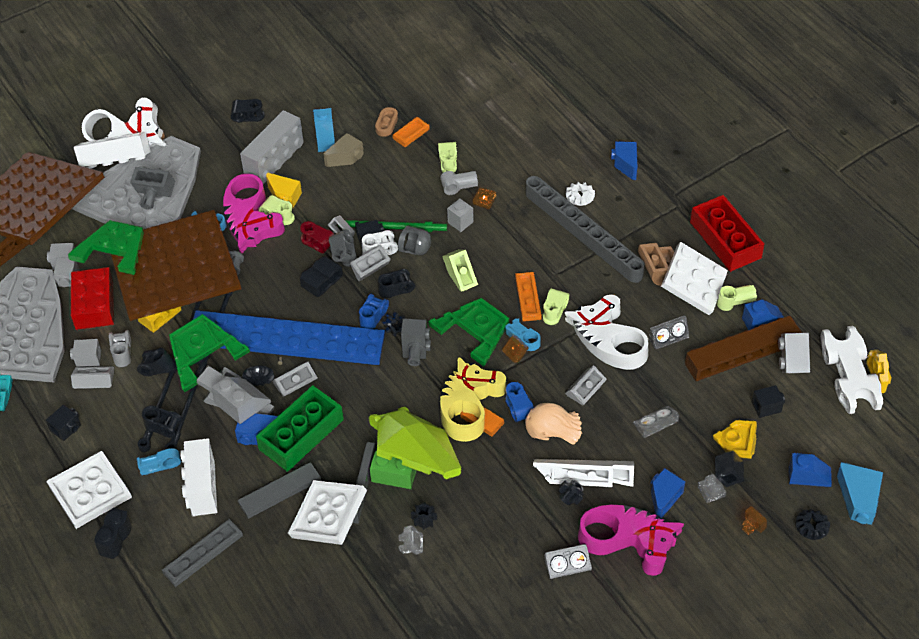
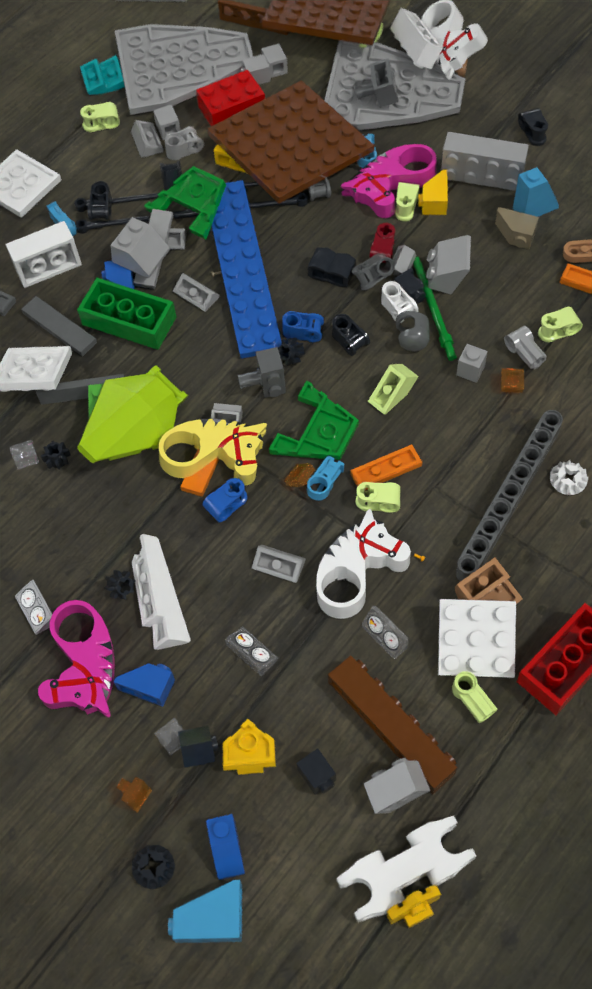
camera: 75 degrees right, 10 degrees up
(45, 404) = (101, 115): none -> yellowish green piece
(63, 422) = (83, 136): black brick -> none
(114, 239) = (297, 84): green wing -> none
(258, 375) = (180, 257): black gear -> none
(364, 197) = (448, 264): none -> light grey slope
(370, 262) = (365, 301): light grey slope -> none
(435, 384) = (227, 412): none -> light grey piece
(553, 421) = (207, 542): light nougat piece -> none
(760, 313) = (454, 737): blue slope -> none

